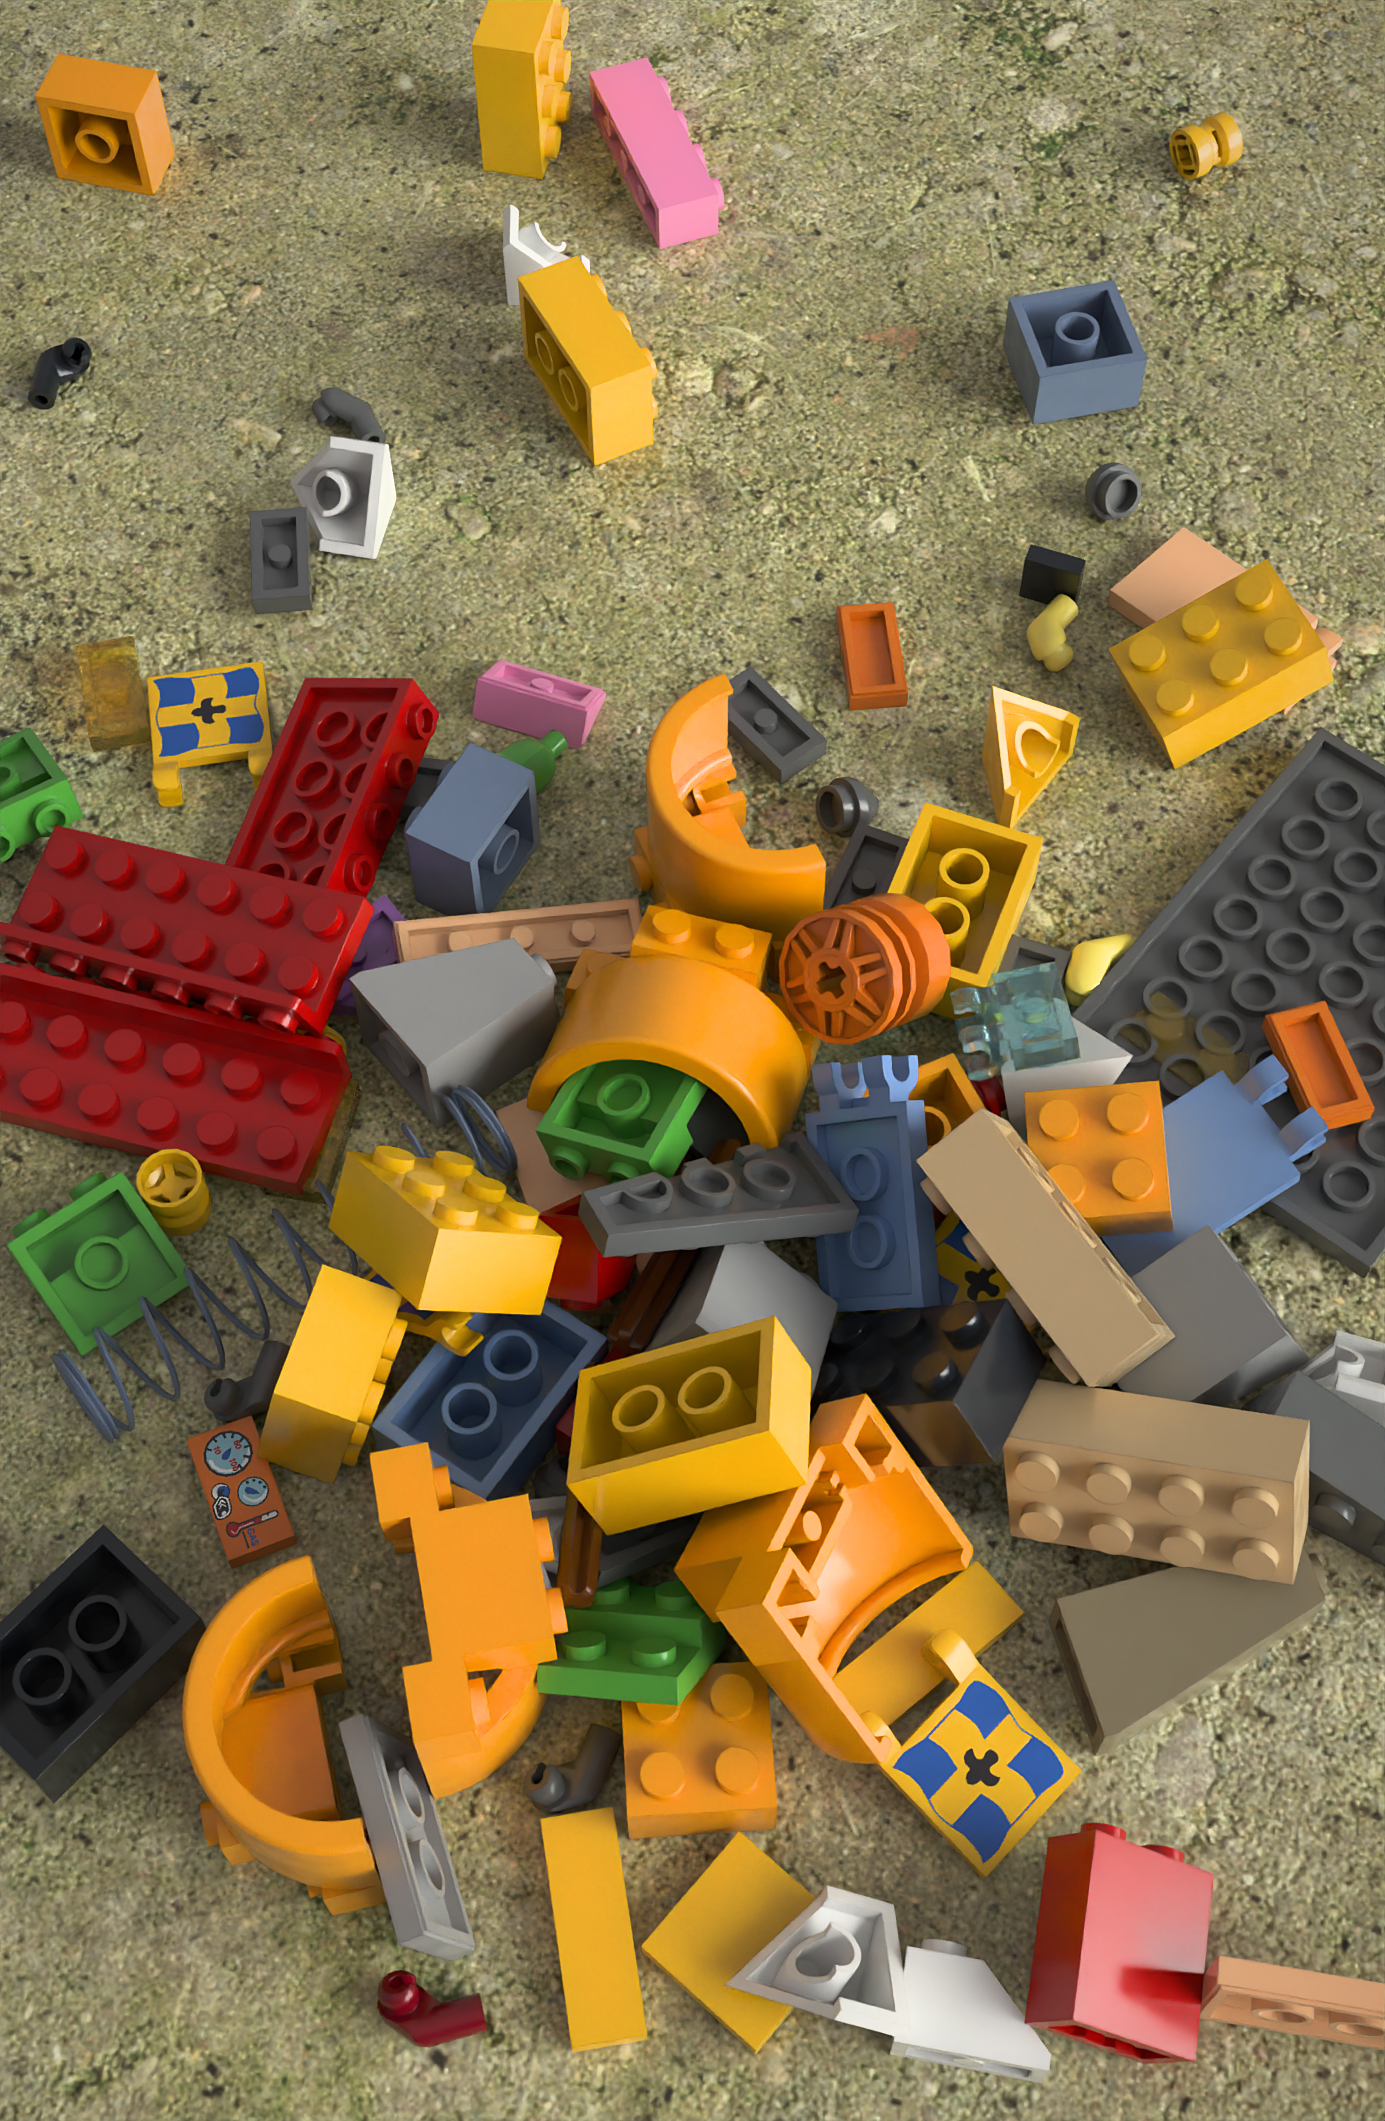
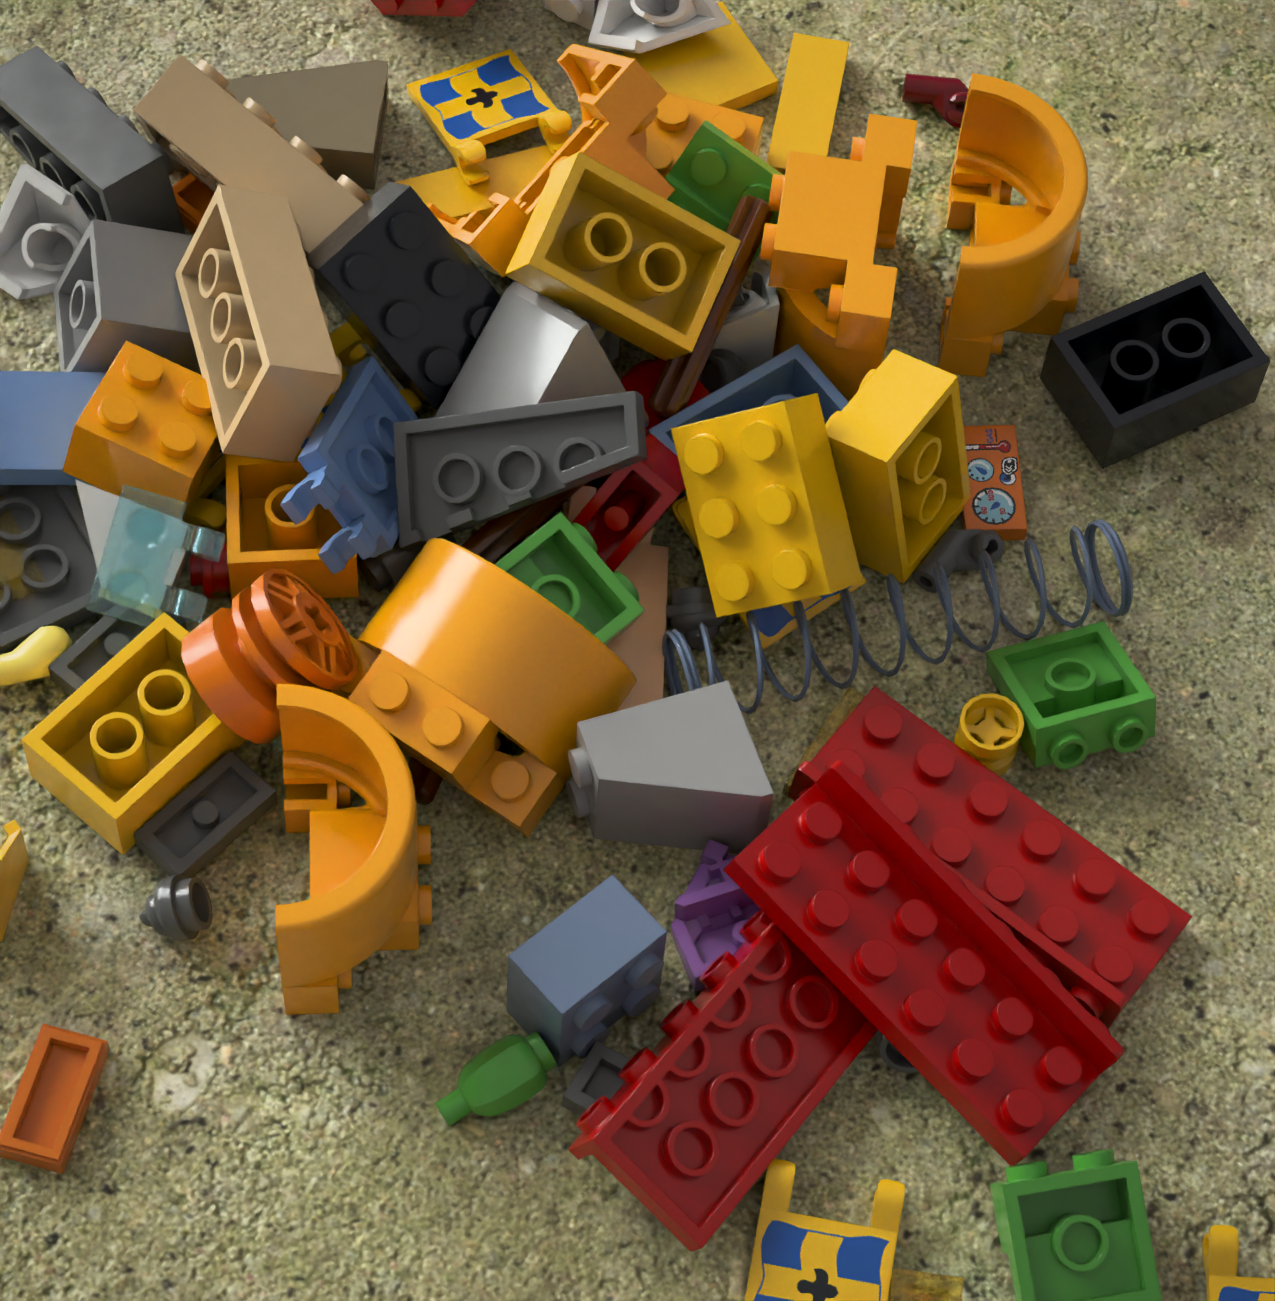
camera: 165 degrees left, 0 degrees up
(407, 1840) = (937, 169): light grey tile -> none
(536, 702) = (442, 1175): bright pink slope -> none
(551, 932) = (570, 866): light nougat tile -> none
(771, 727) = (215, 1038): dark grey plate -> none

